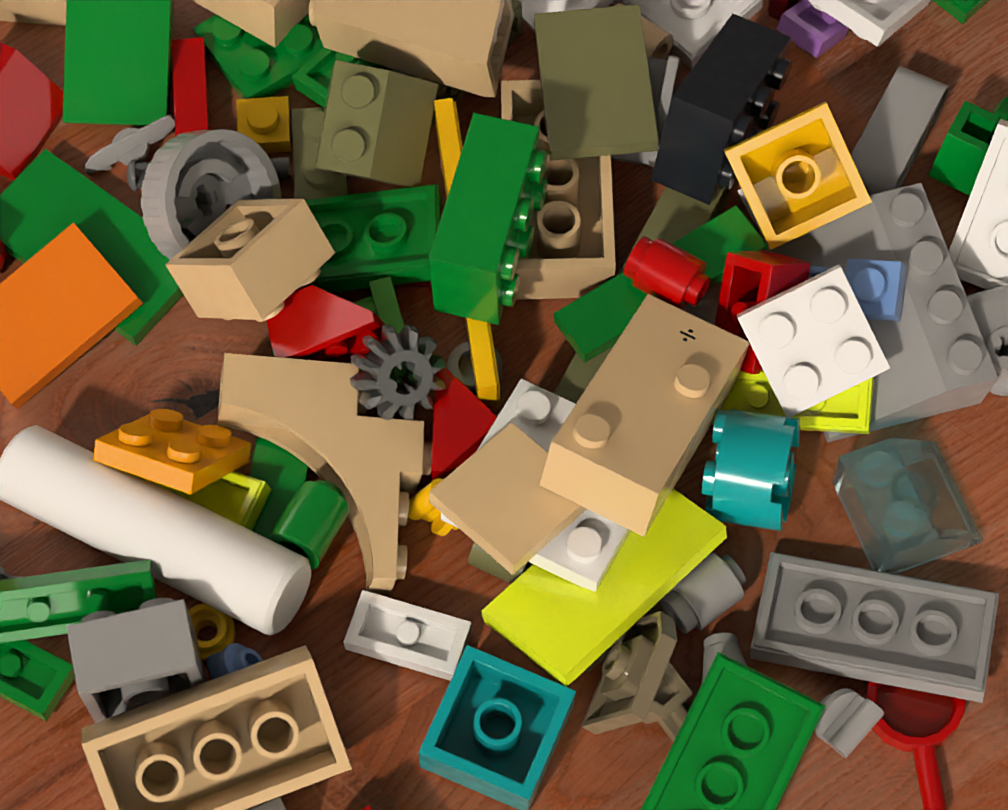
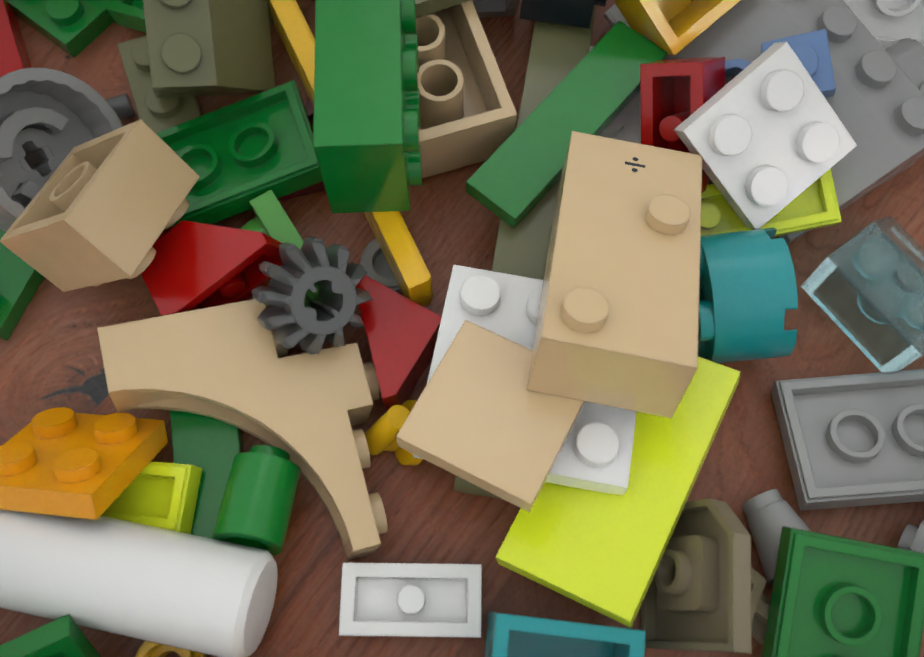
camera: 20 degrees left, 5 degrees up
(266, 122) = (95, 63): yellow plate -> none
(667, 272) = (581, 102): red brick -> none
(704, 593) = (733, 452): light grey brick -> none

